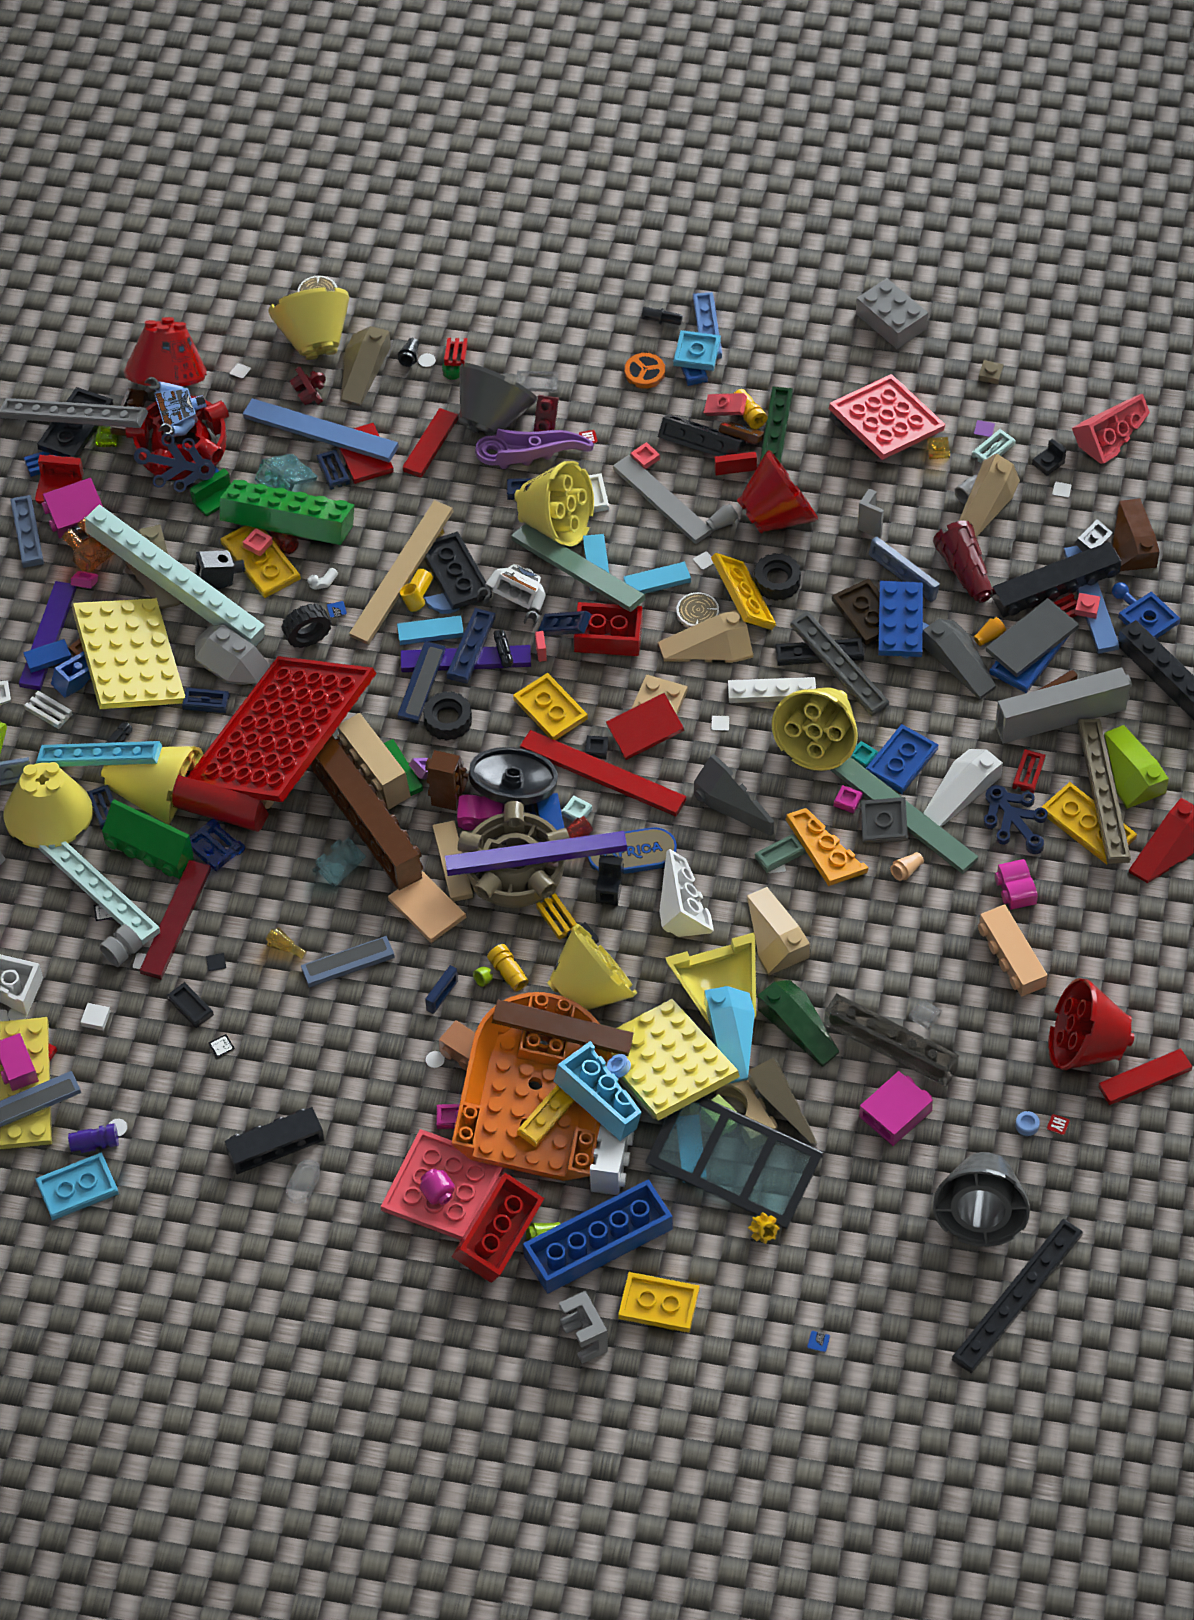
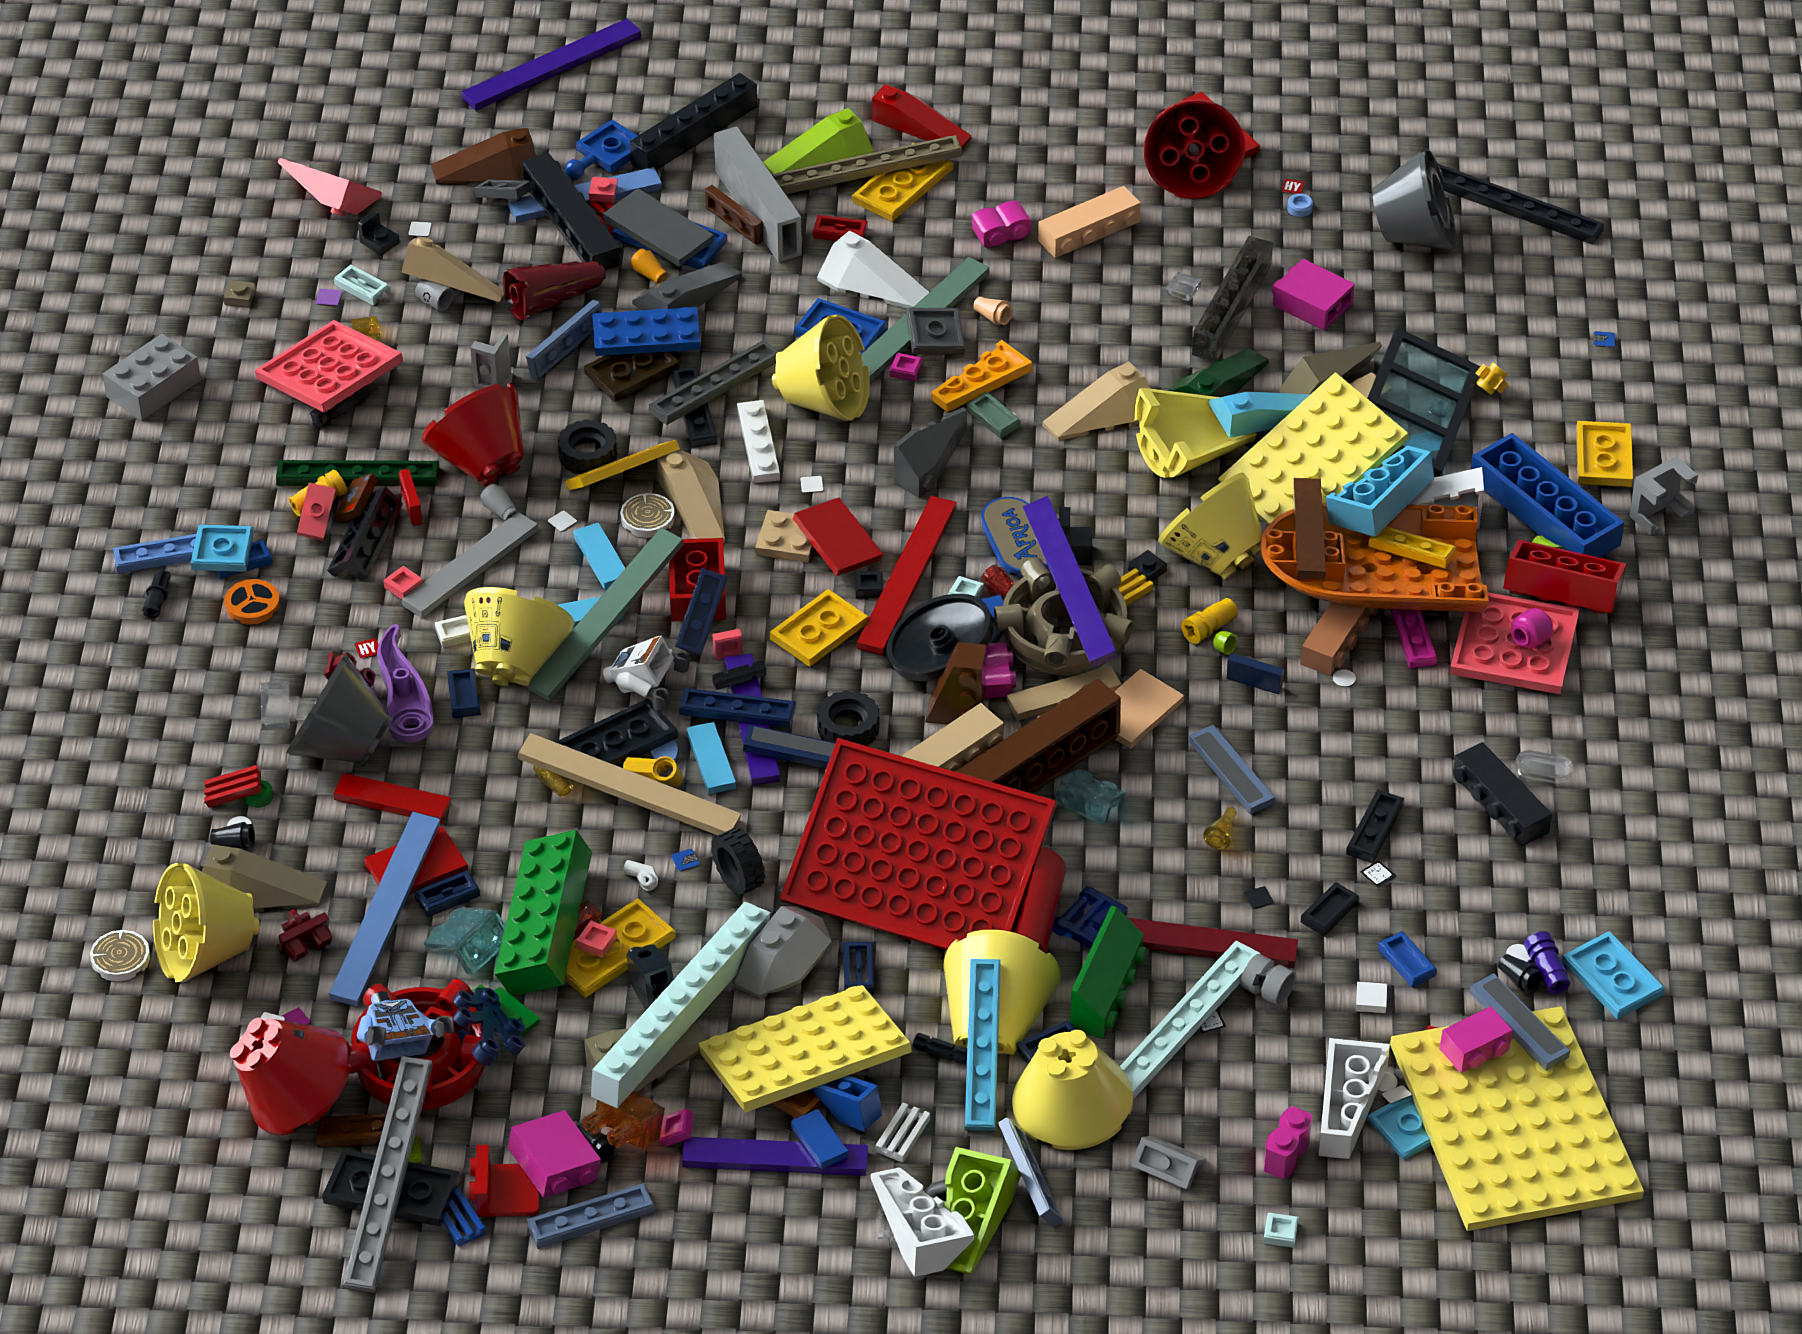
camera: 100 degrees left, 10 degrees down
(90, 1117) = (1521, 973): none -> black cone
(127, 1048) = (1407, 959): none -> blue tile
(241, 384) = (296, 1016): none -> magenta sticker
(267, 1050) = (1375, 826): none -> black tile
(418, 766) = (932, 727): medium lavender plate -> none
(619, 1065) = (1335, 483): light blue tile -> none
(680, 901) = (1092, 481): white wedge -> none
(1014, 816) = (939, 219): dark blue plant -> none

